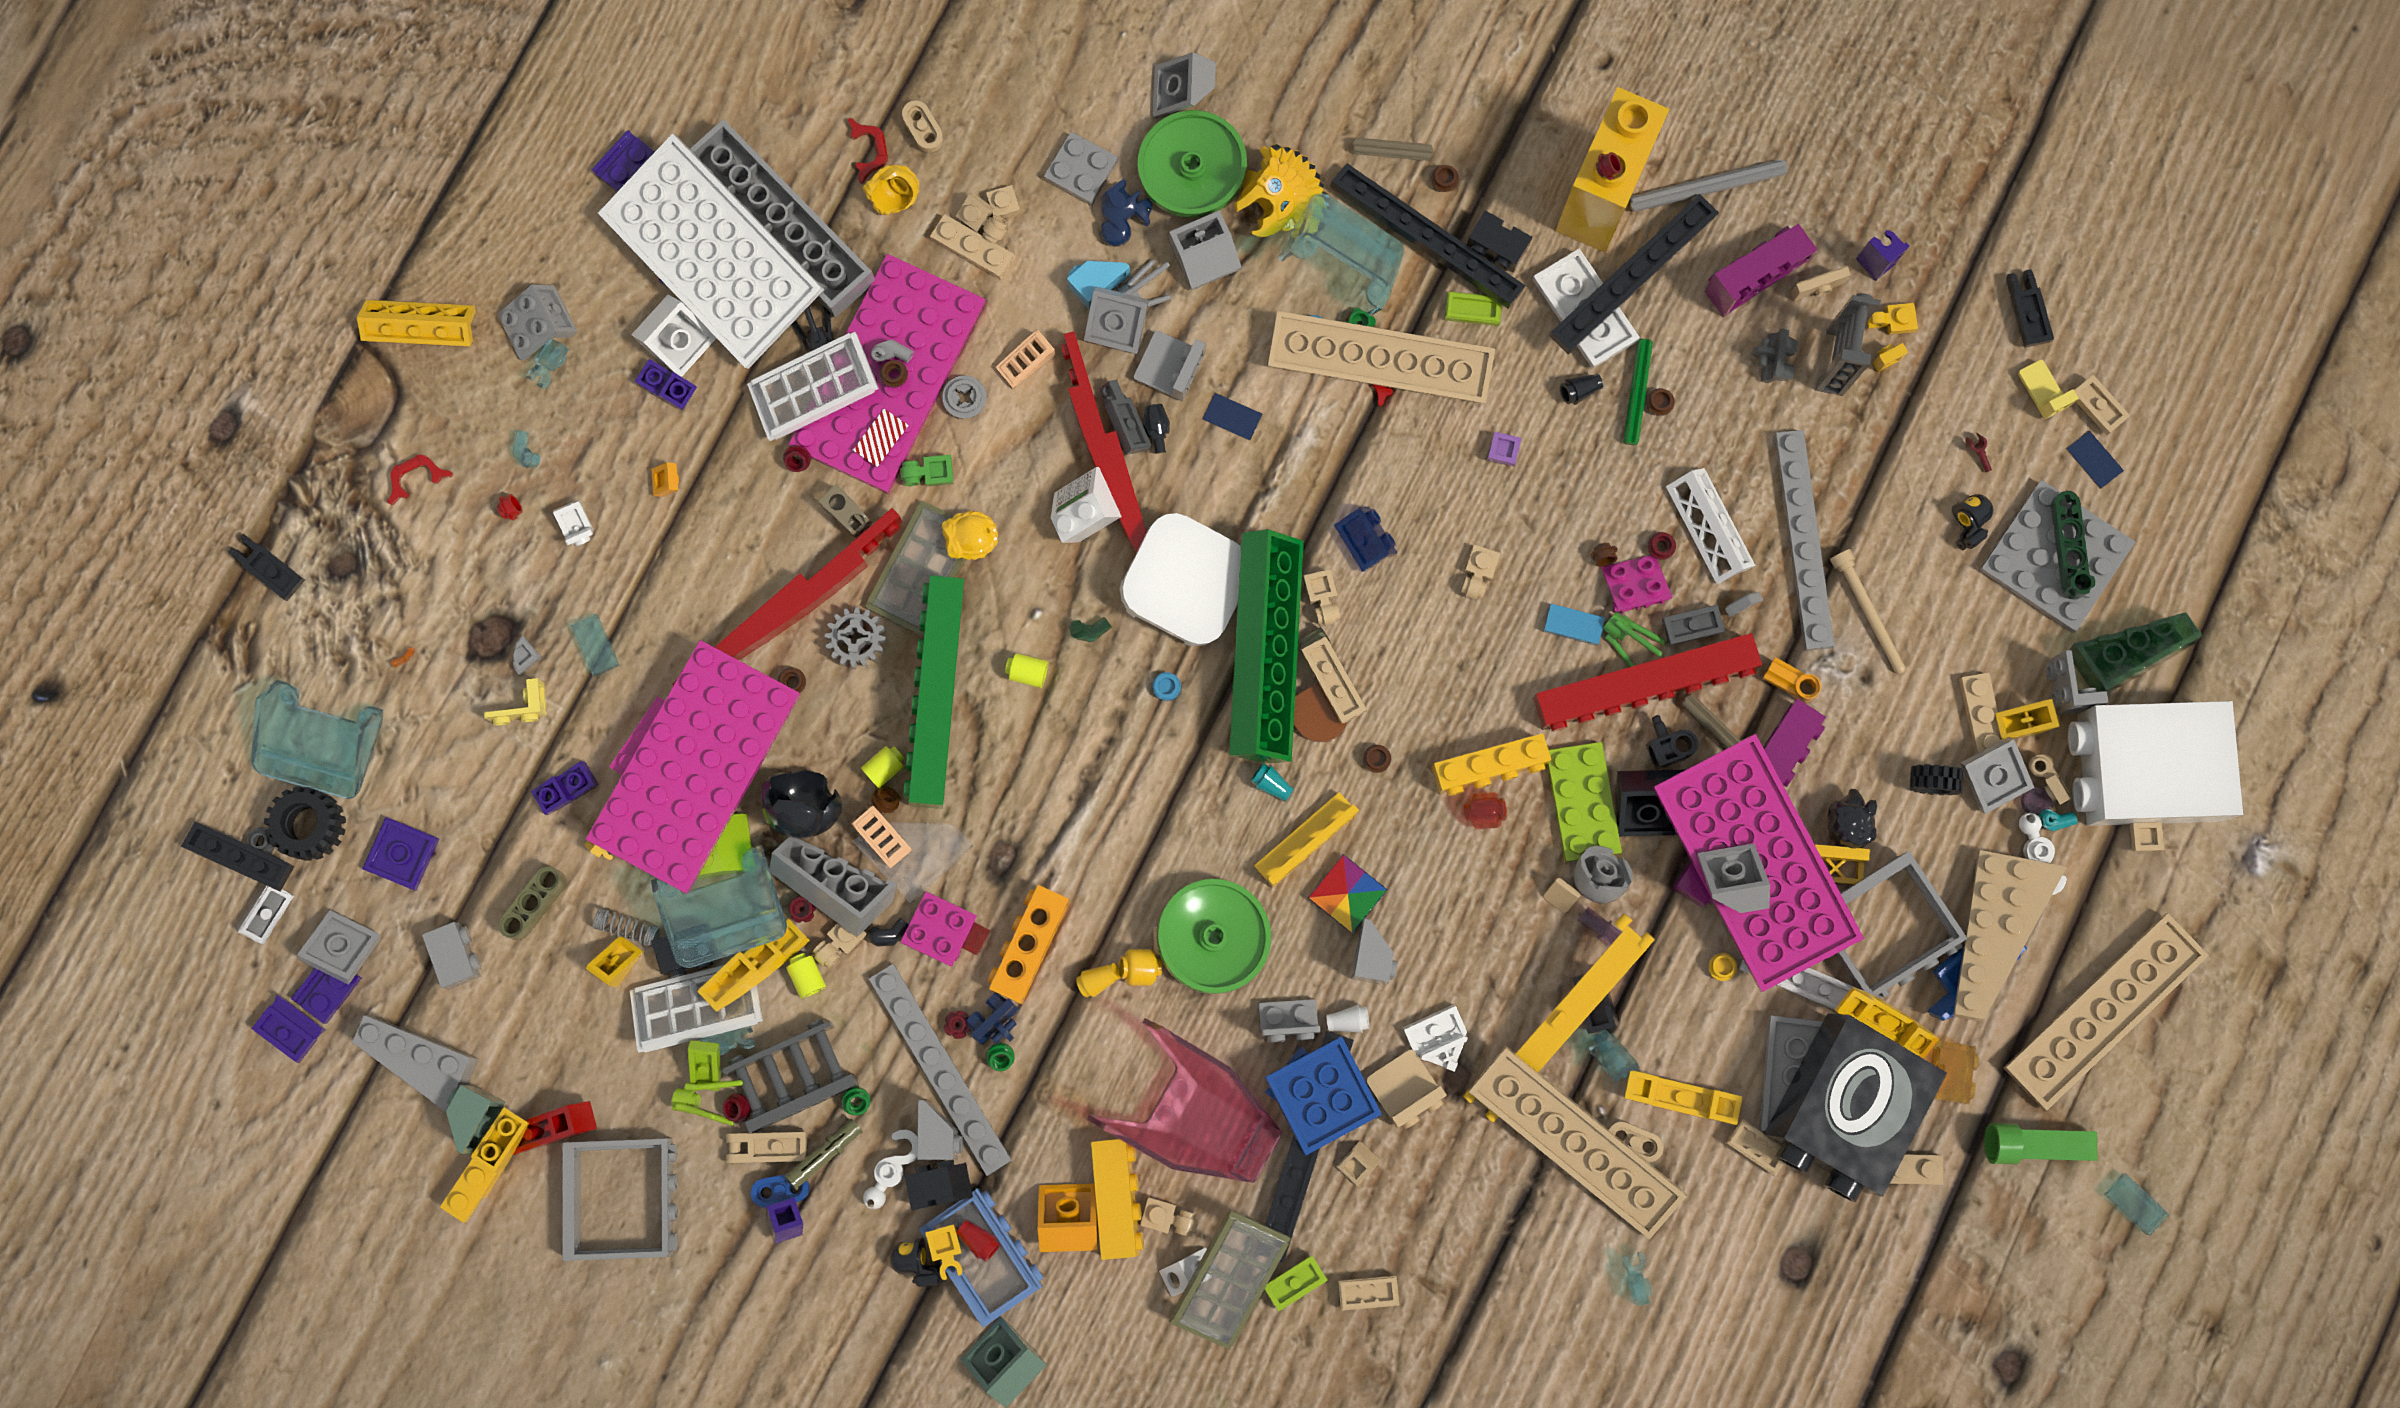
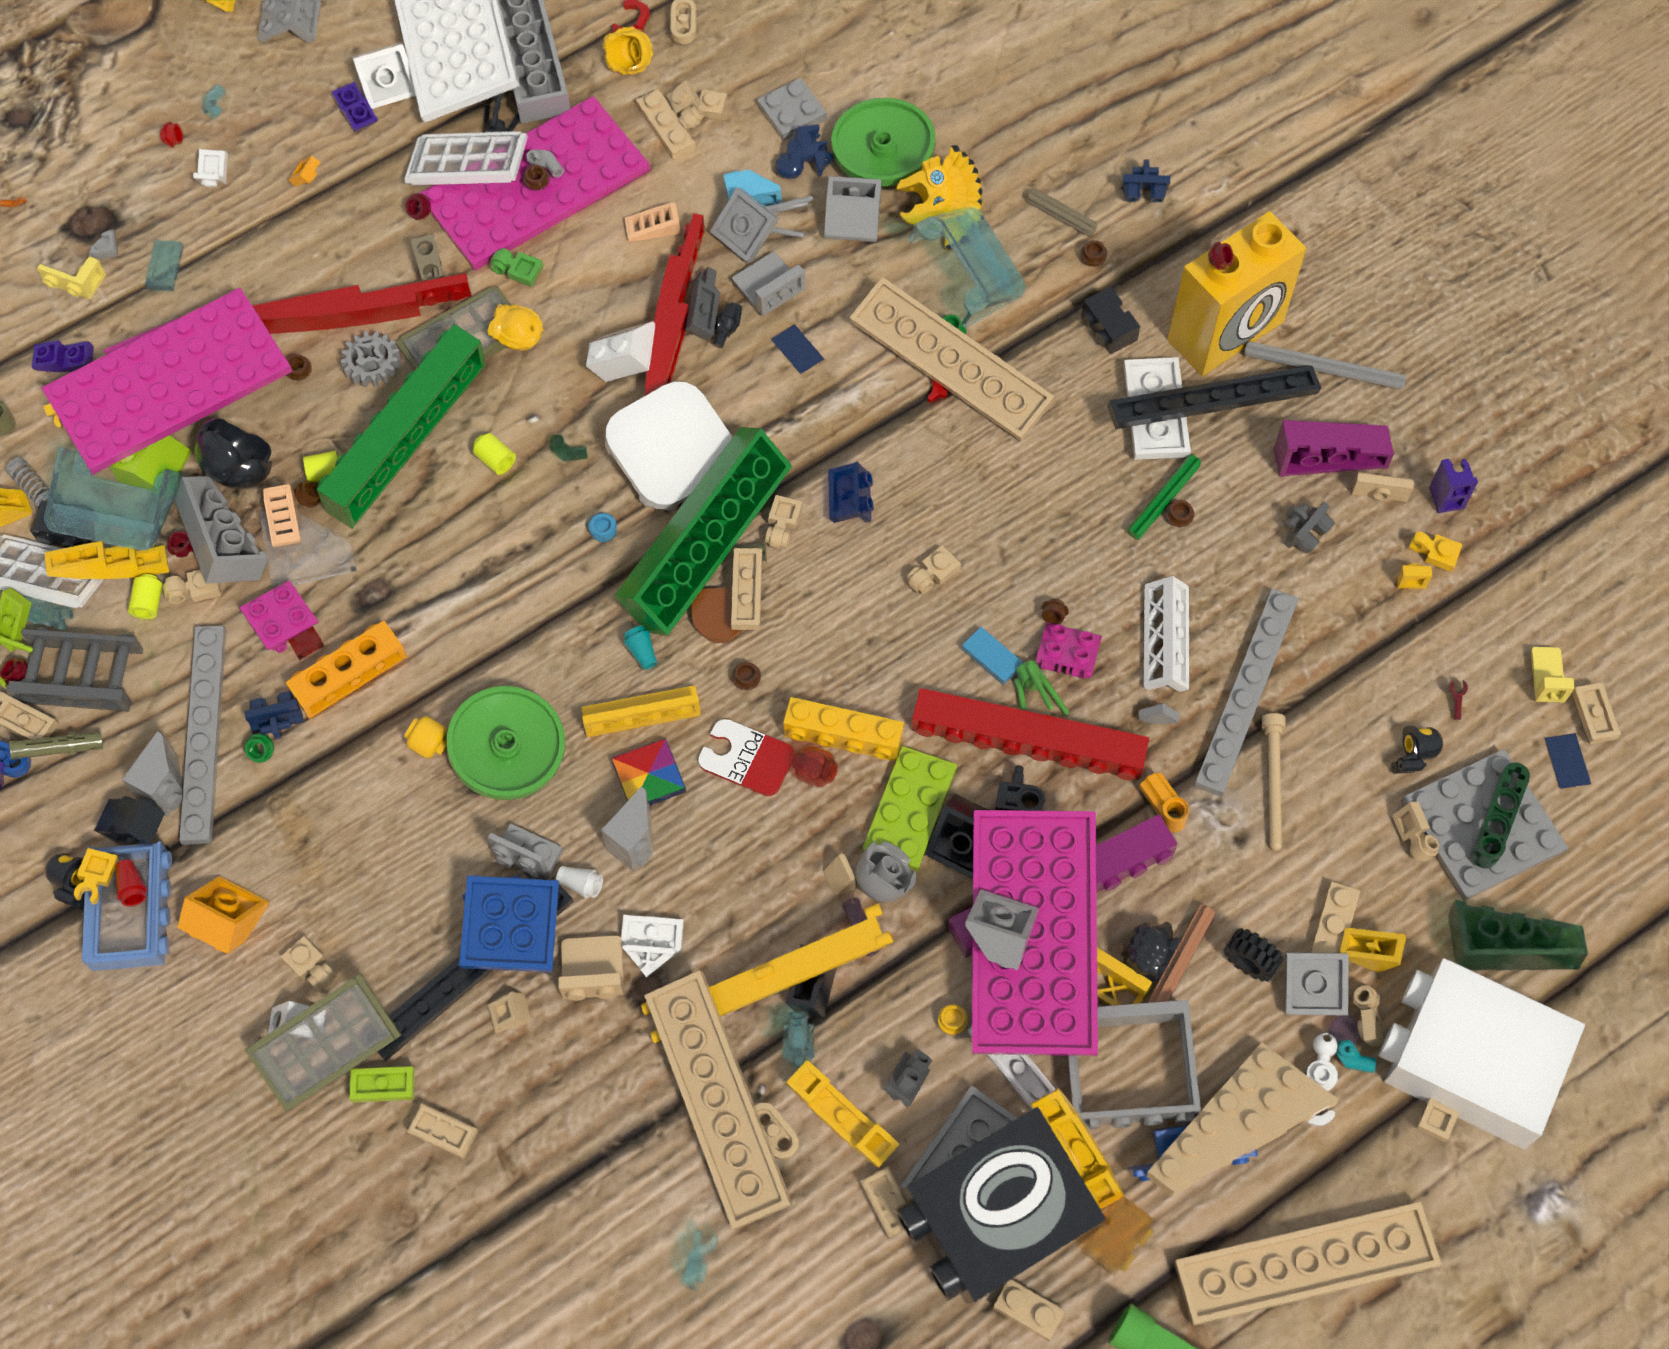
camera: 30 degrees right, 15 degrees down
(399, 470) = (118, 71): red helmet -> none
(548, 359) = (281, 46): clear light blue plate -> none
(859, 1107) = (108, 725): green plate -> none
(880, 437) = (494, 221): sticker -> none
(888, 937) = (232, 601): black arm -> none
(890, 1171) = (96, 794): white piece -> none
(951, 1029) = (234, 703): dark red plate -> none
(963, 385) = (591, 220): light grey gear -> none
(1003, 1362) = (81, 1008): sand green slope -> none
(1095, 980) = (383, 727): yellow cone -> none
(1116, 1199) = (273, 919): yellow brick -> none
(1182, 83) = (917, 81): light grey slope -> none
(1202, 1119) = (396, 895): clear pink windscreen -> none
(1427, 236) = (1051, 288): black plate -> none
(1428, 831) = (753, 761): none -> piece
(1465, 78) = (1145, 179): none -> dark blue hips
(1472, 309) = (1057, 364): lime tile -> none
(1504, 449) = (1016, 483): medium lavender plate -> none
(1579, 388) = (1114, 467): black cone -> none
(1665, 538) = (1111, 623): dark red plate -> none
(1693, 625) = (1100, 709): dark grey plate -> none
(1709, 721) = (1065, 788): dark tan axle -> none
(1717, 1038) = (908, 1077): none -> dark grey hips
(1848, 357) = (1368, 535): dark grey fence -> none
(1875, 791) = (1183, 954): none -> nougat axle
(2003, 591) = (1411, 827): none -> tan plate
(2030, 310) = (1570, 603): black hinge -> none
(2065, 693) = (1426, 951): light grey bracket -> none

